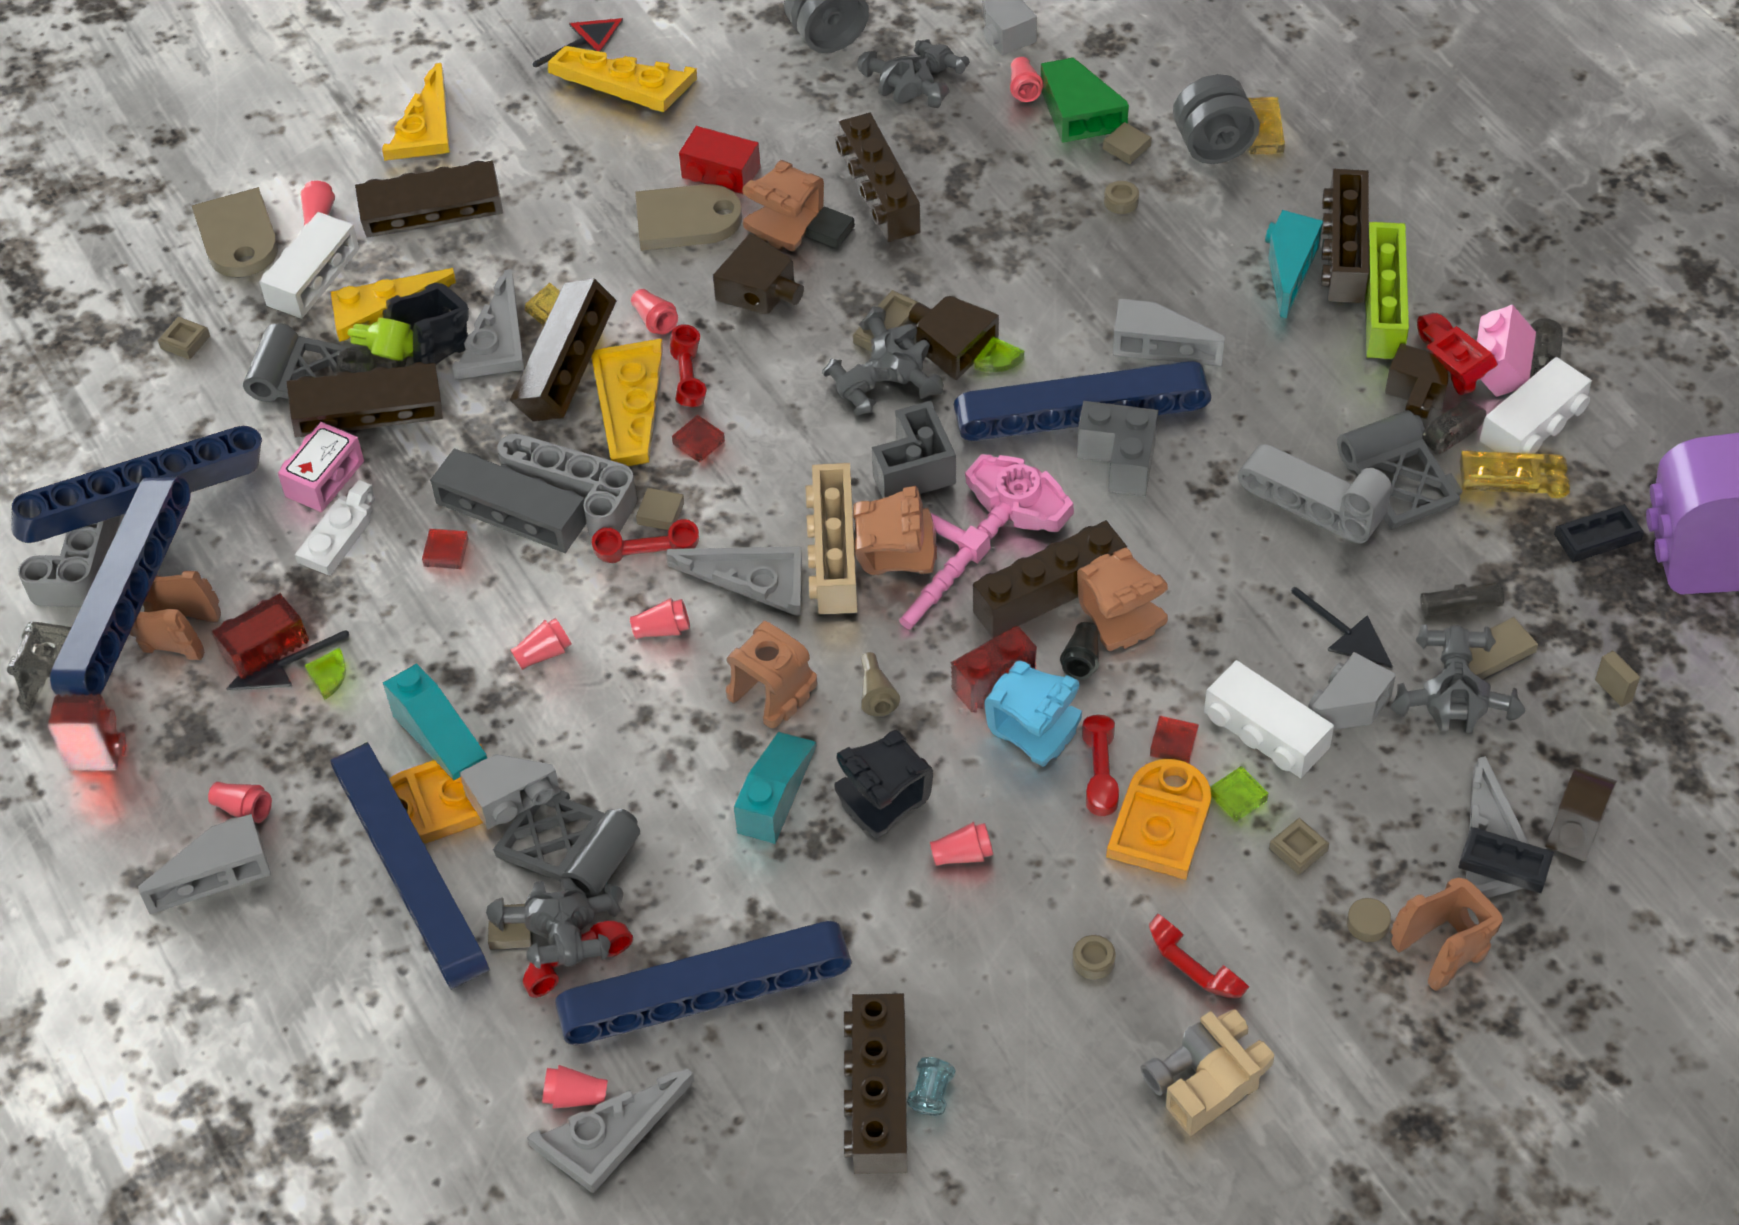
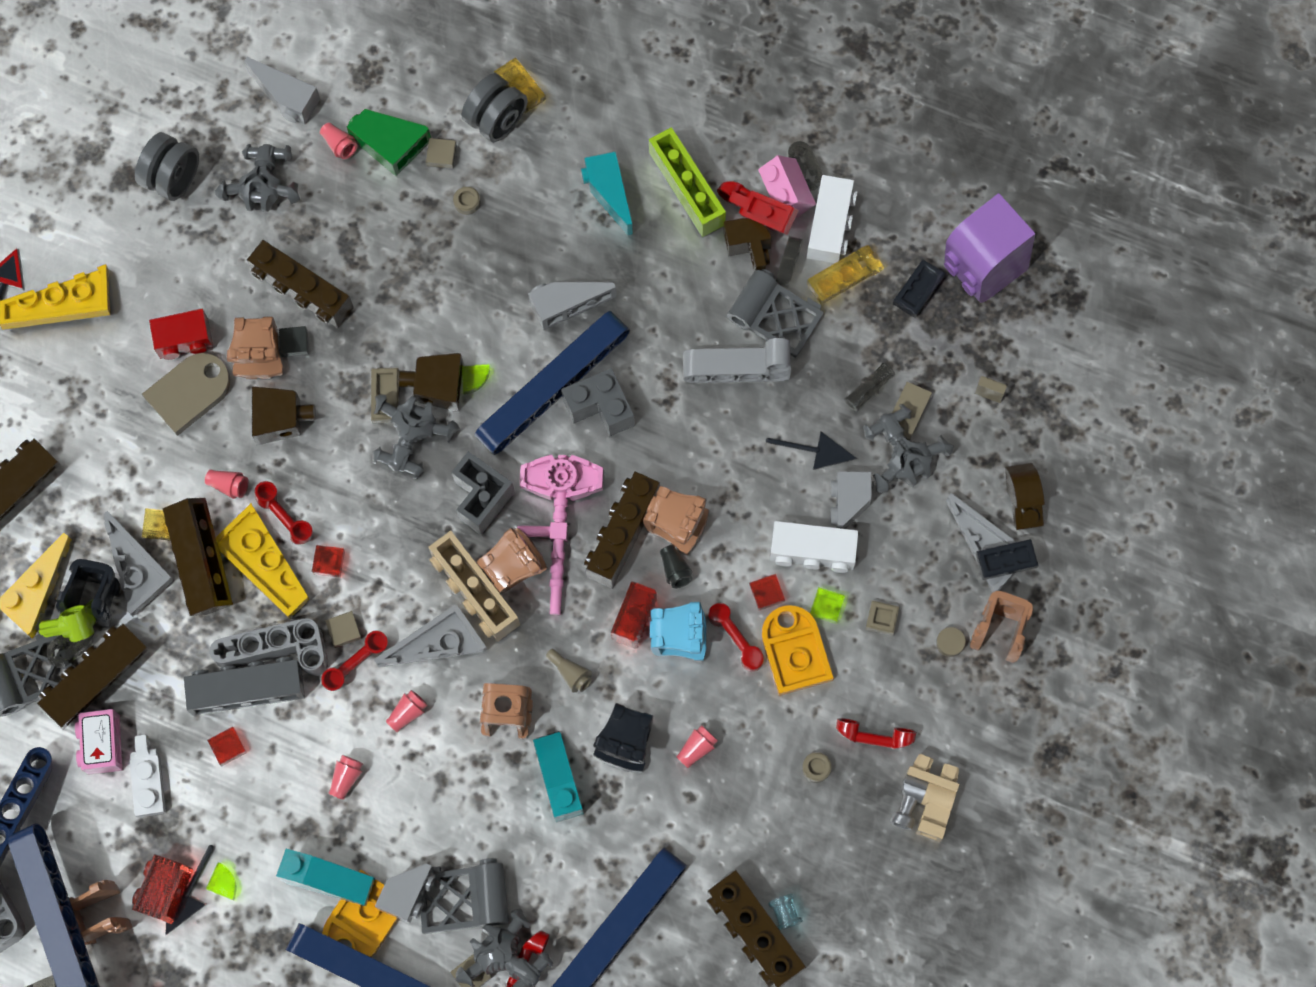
camera: 35 degrees left, 20 degrees up
(1347, 236) = (636, 152): dark brown brick -> none

